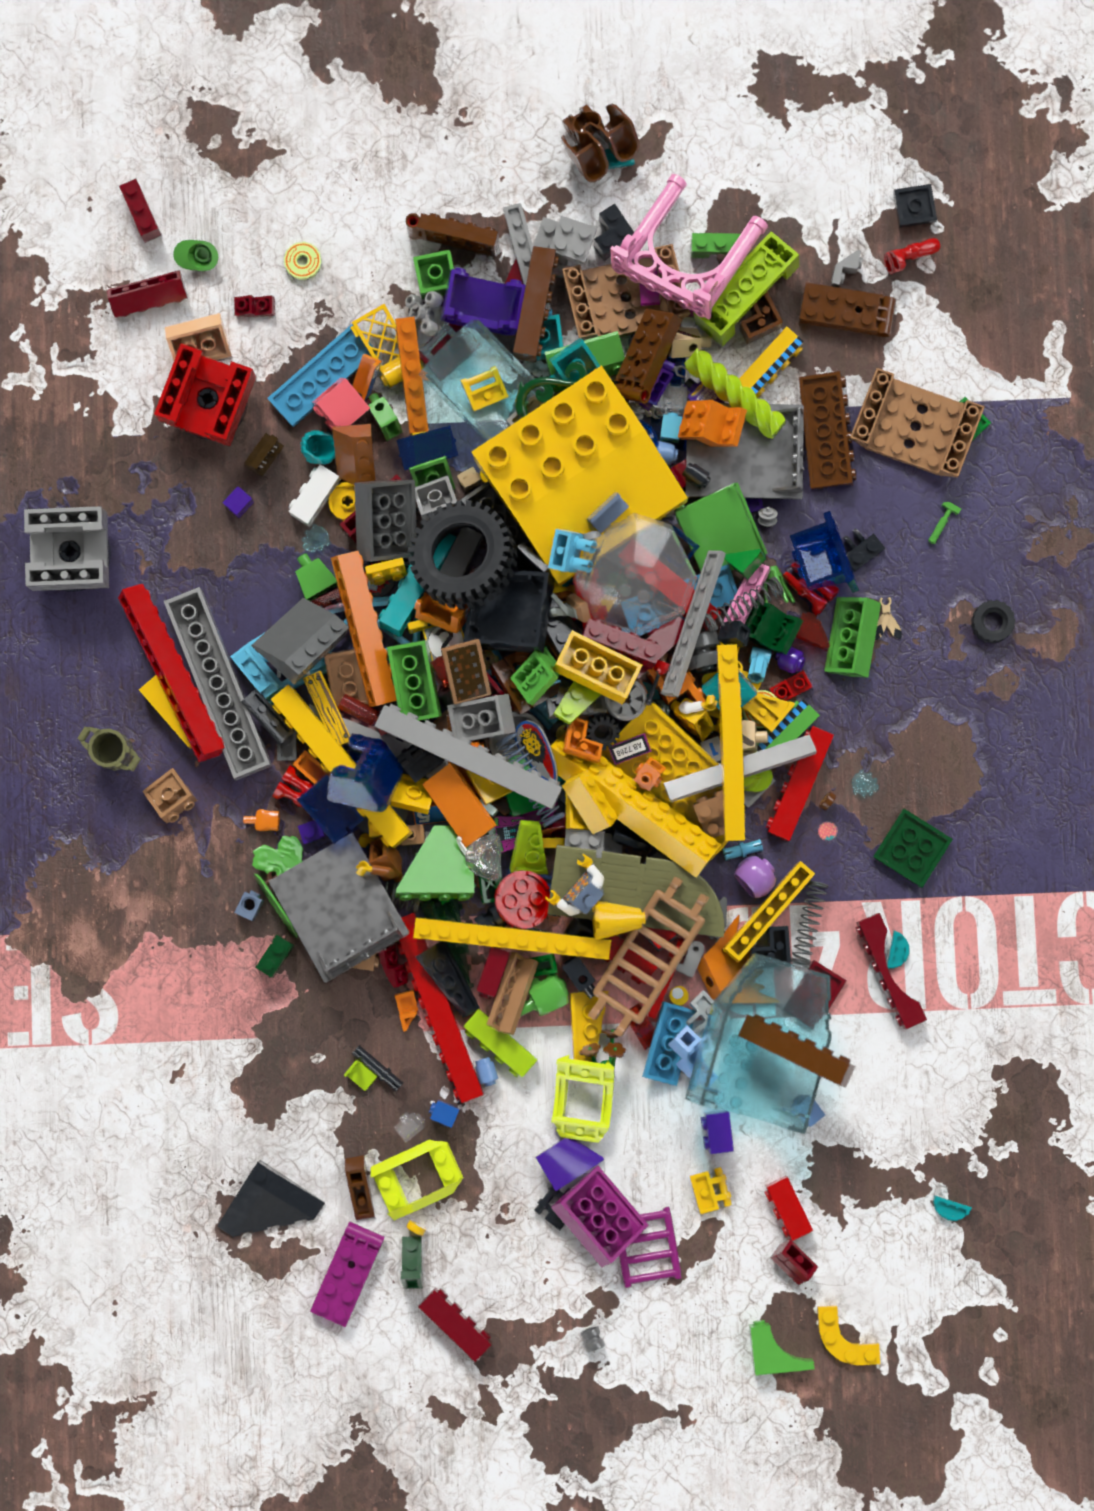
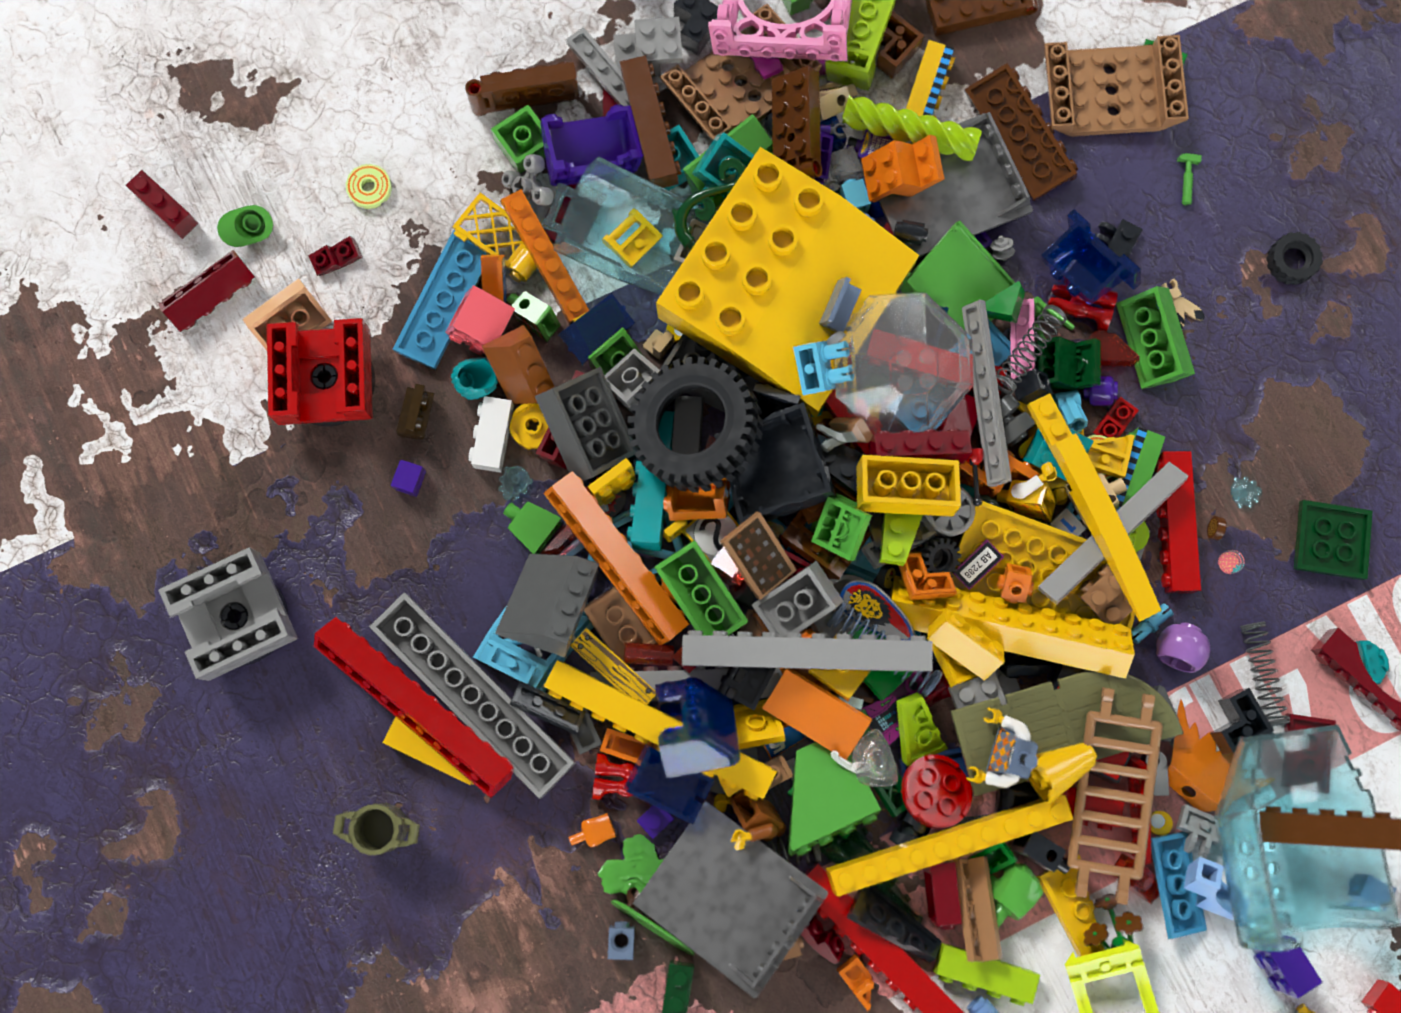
camera: 30 degrees left, 5 degrees down
(170, 796) = (472, 852): medium nougat plate -> none
(553, 842) = (942, 708): yellow beam -> none
(768, 911) = (1217, 682): yellow brick -> none

